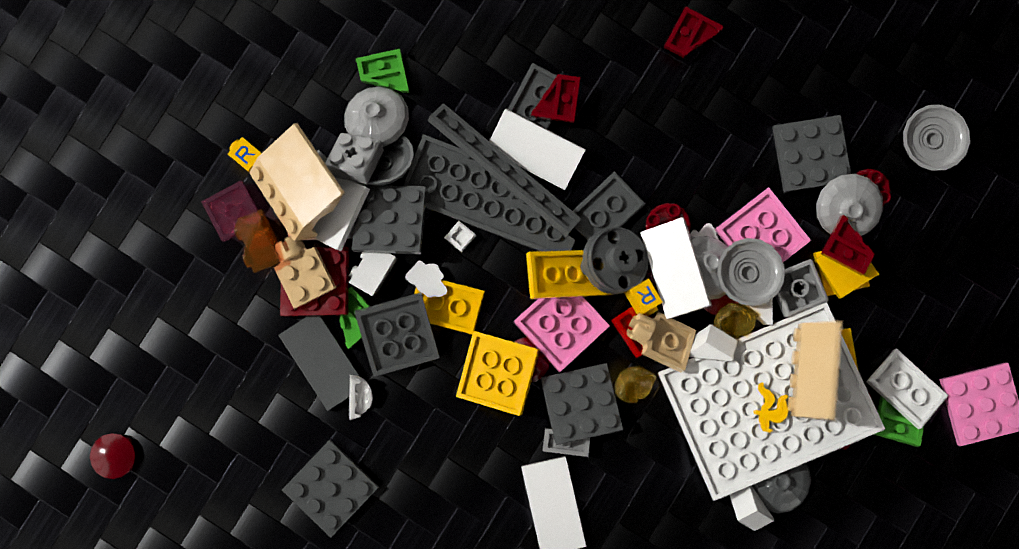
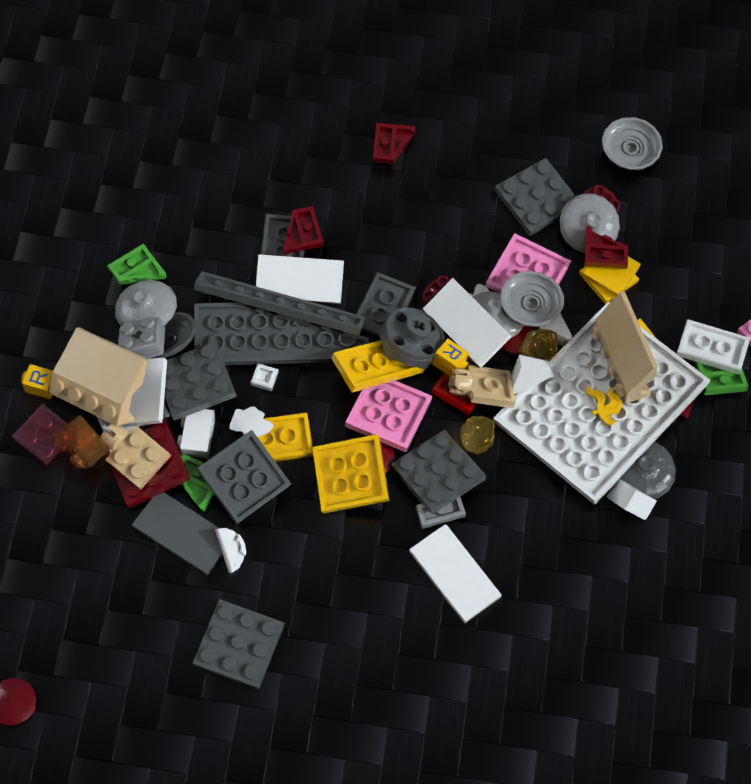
camera: 30 degrees left, 20 degrees down
(810, 295) = (581, 290): light grey brick -> none

